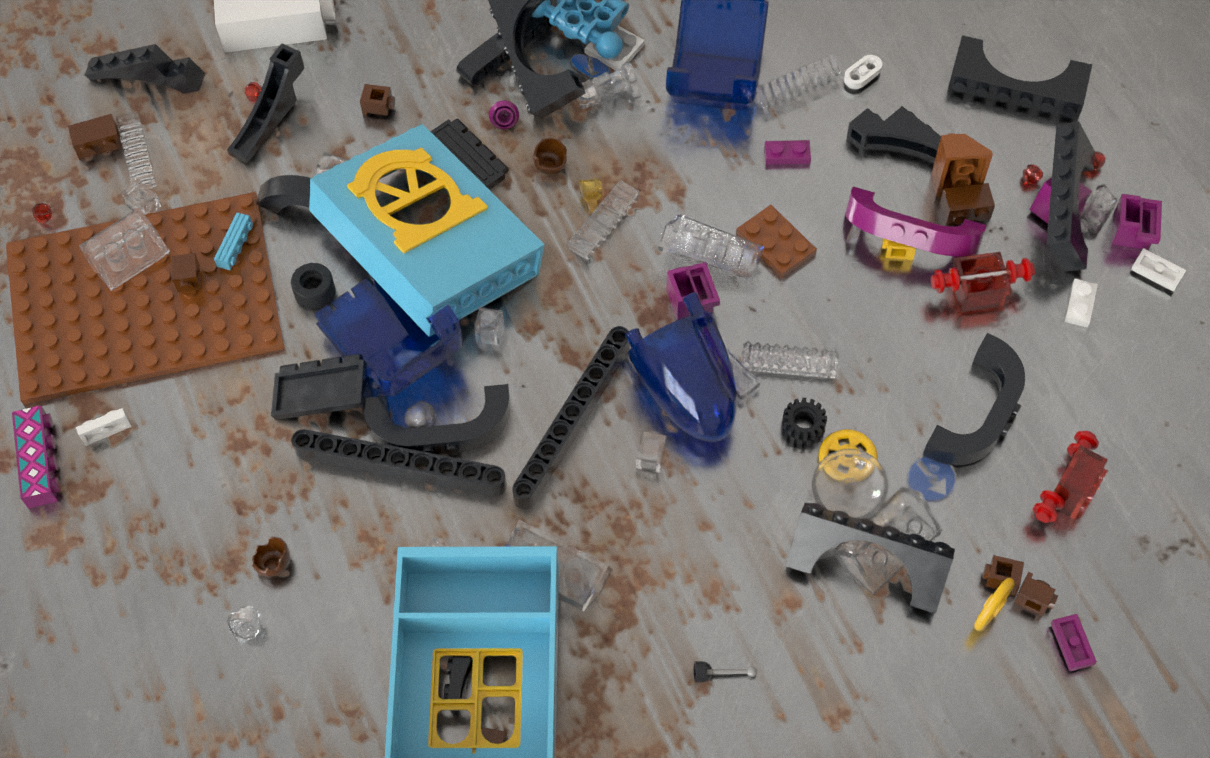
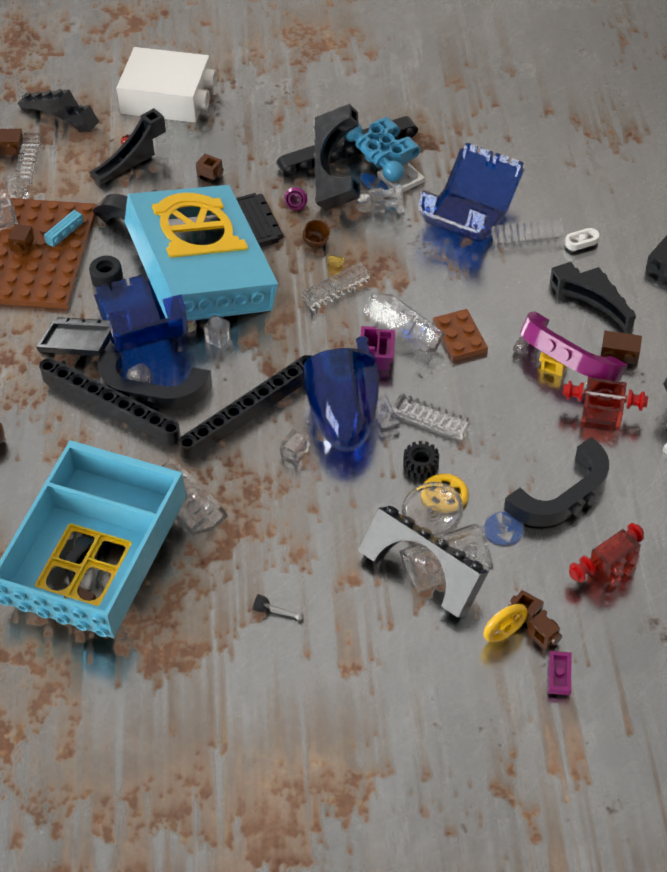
camera: 20 degrees right, 10 degrees down
(787, 152) = (497, 278): magenta plate -> none
(959, 163) = (622, 312): dark orange slope -> none

